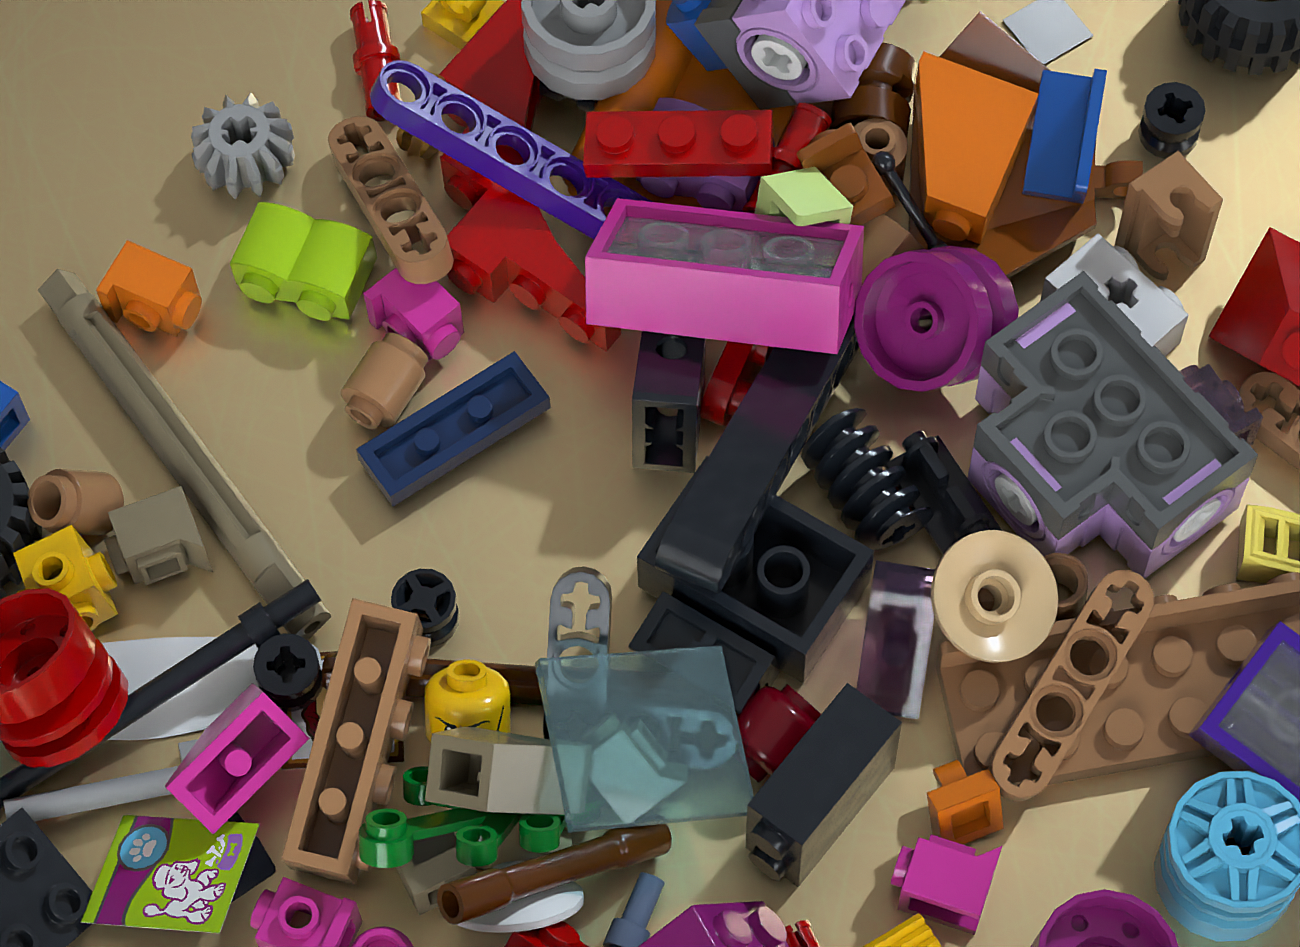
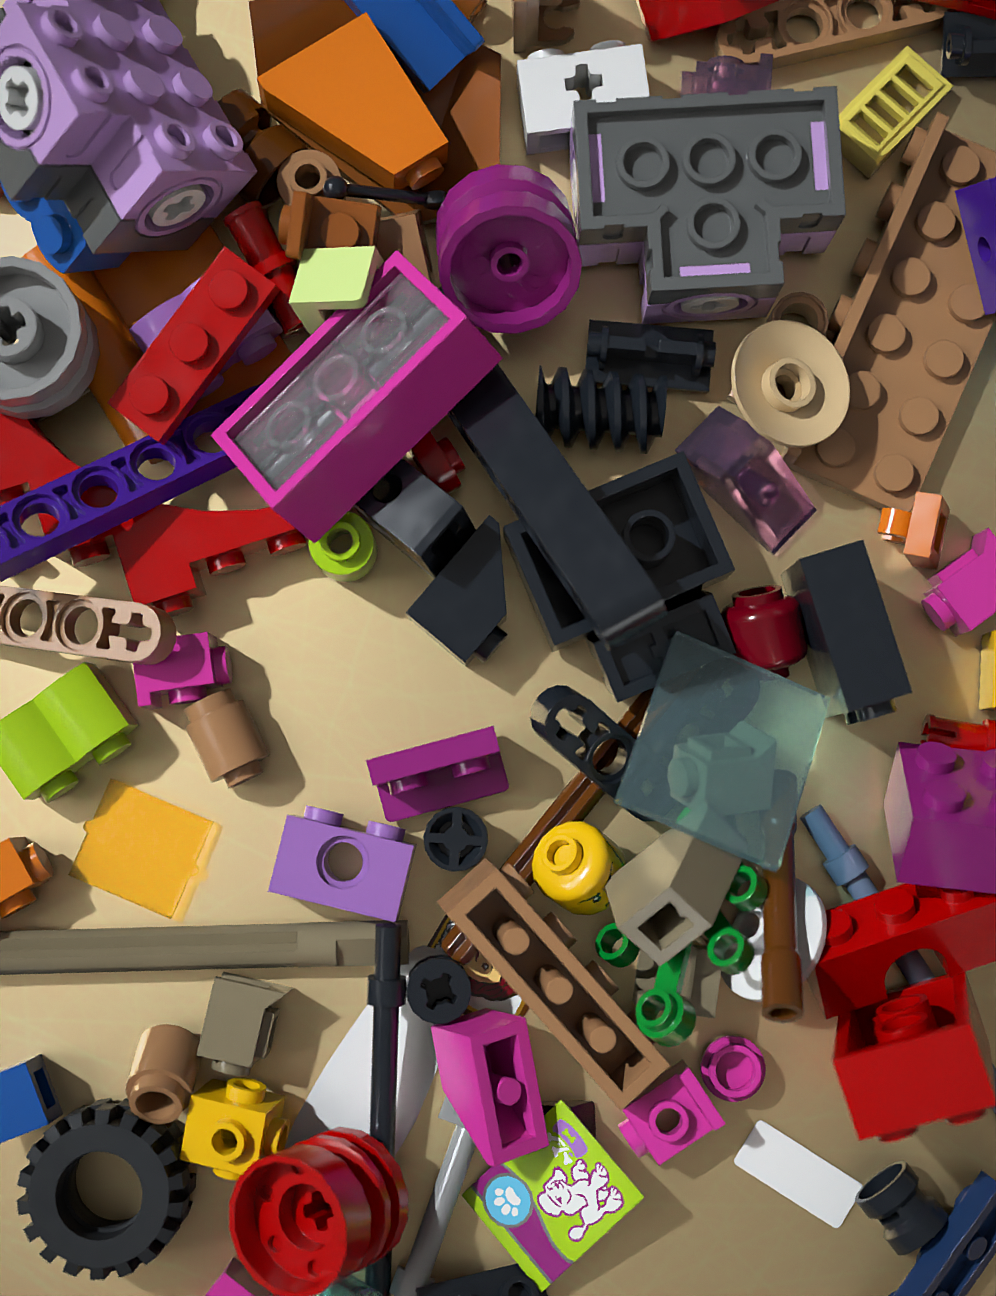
camera: 55 degrees left, 20 degrees up
(250, 385) = (141, 848): none -> clear yellow piece
(336, 498) = (304, 868): none -> medium lavender brick
(453, 428) = (308, 708): dark blue plate -> none
(474, 551) = (439, 774): none -> magenta bracket
(604, 364) = (353, 563): none -> lime brick
(630, 485) = (467, 599): none -> black slope
(1076, 688) = (906, 372): medium nougat beam -> none

